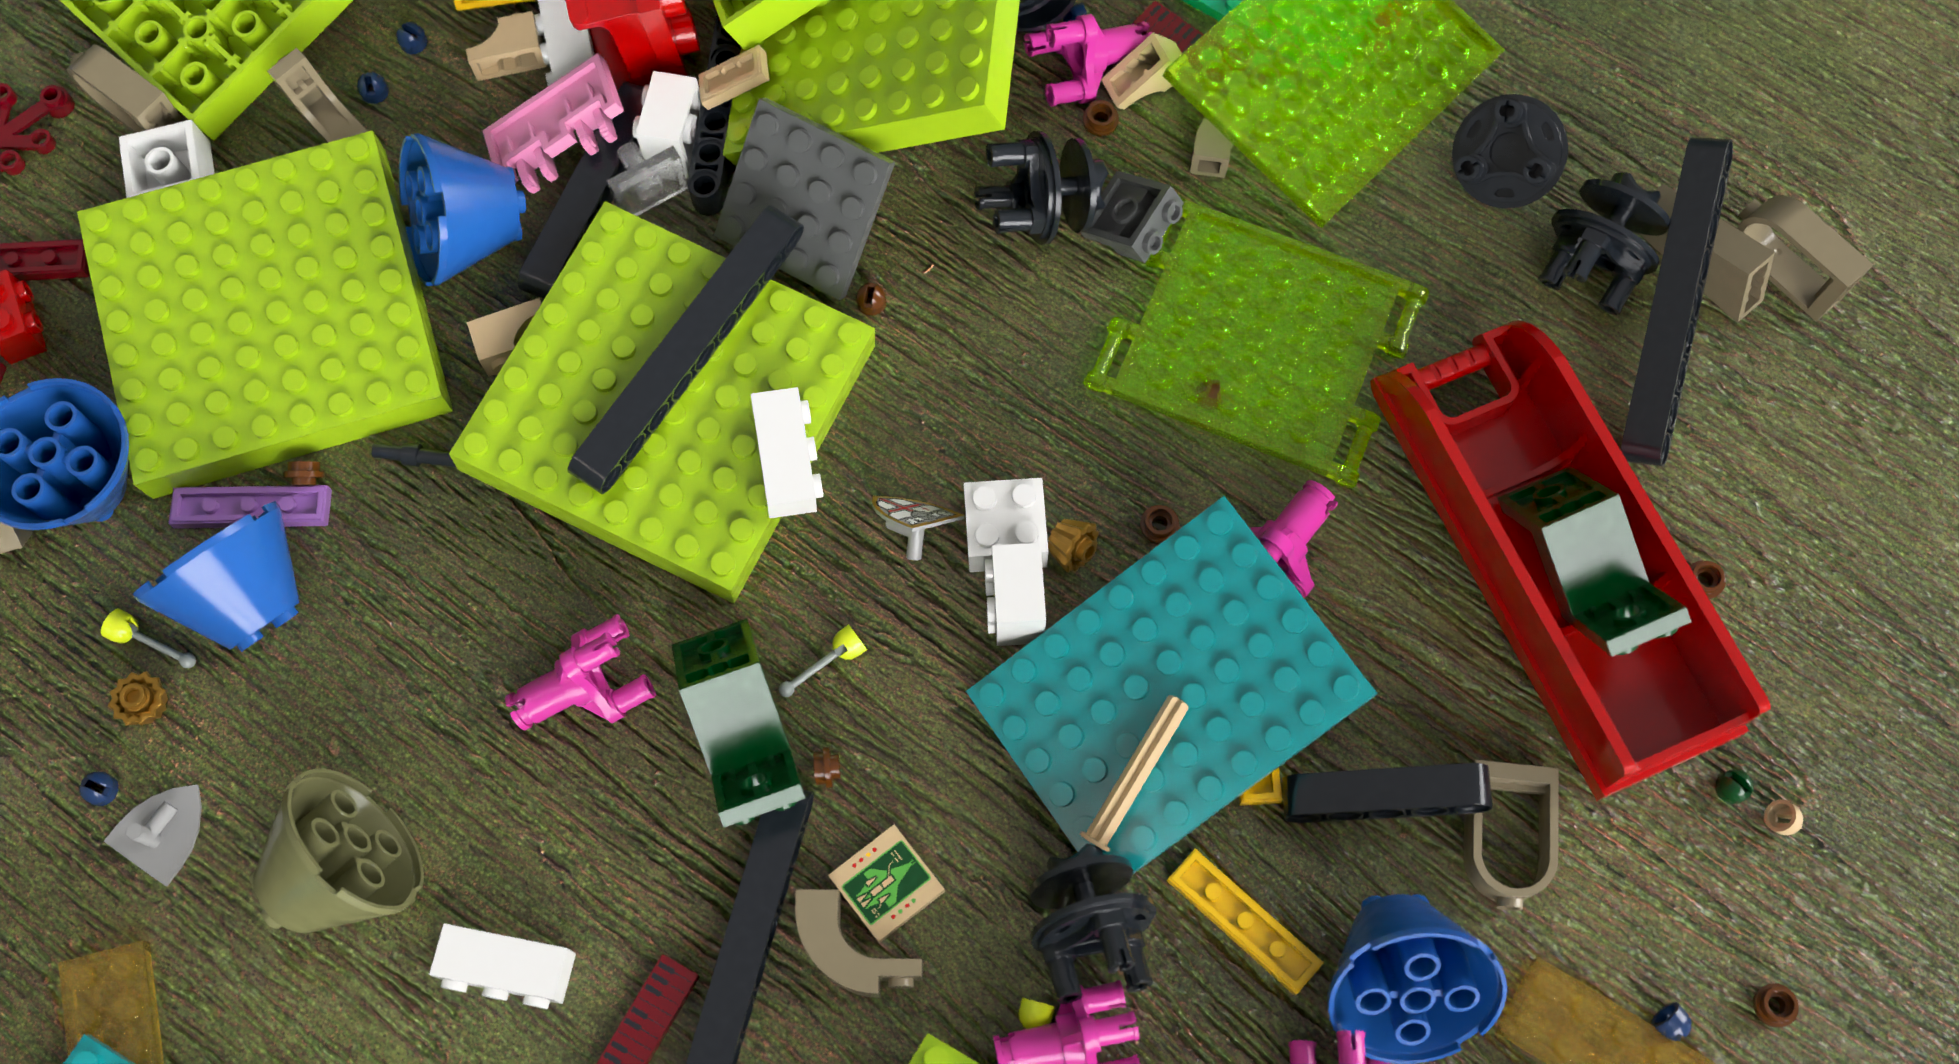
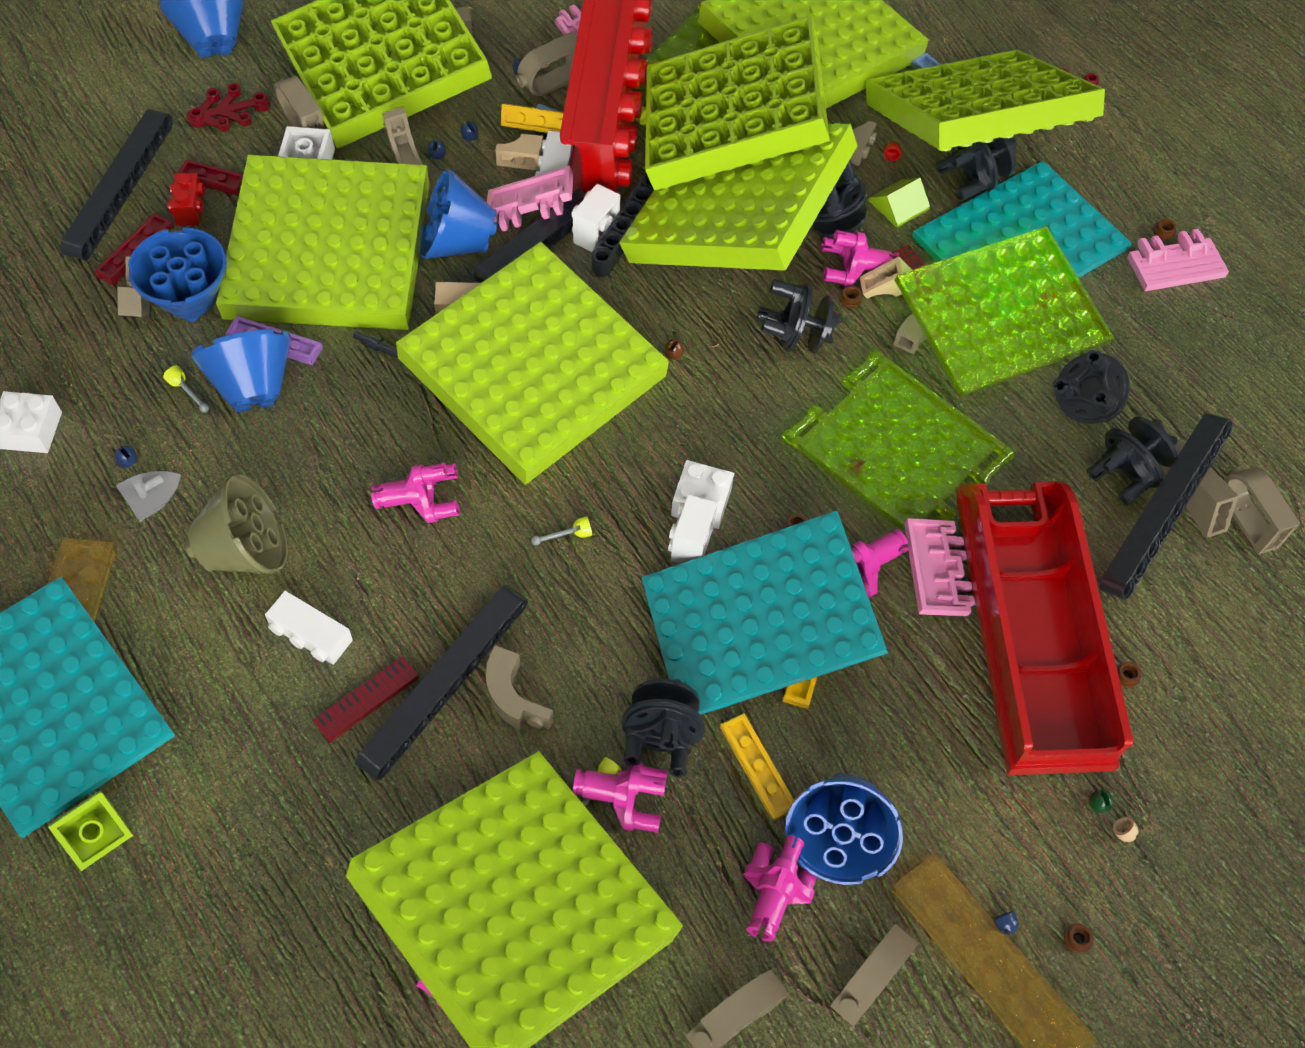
camera: 15 degrees right, 10 degrees down
(138, 699) = (169, 416): pearl gold piece -> none
(303, 472) = (311, 331): reddish brown plate -> none
(646, 181) = (570, 242): clear tile -> none
(685, 350) = (553, 331): black beam -> none
(733, 77) = (641, 202): tan plate -> none
(736, 723) = (498, 542): dark green bracket -> none
(786, 452) = (588, 405): white brick -> none
(816, 180) = (655, 278): dark grey plate -> none
(826, 767) = (541, 589): reddish brown plate -> none
(886, 883) = (550, 666): tile -> none
(911, 519) = (646, 473): shield -> none
(1073, 543) = (739, 518): pearl gold piece -> none
(1135, 216) = (848, 353): dark grey plate -> none
(1136, 772) = (724, 649): tan axle -> none
(1386, 515) = (938, 567): none -> bright pink hinge
(1387, 793) = (874, 720): black beam -> none
(1525, 780) = (960, 744): dark tan window -> none
(1593, 561) = (1052, 626): bracket -> none

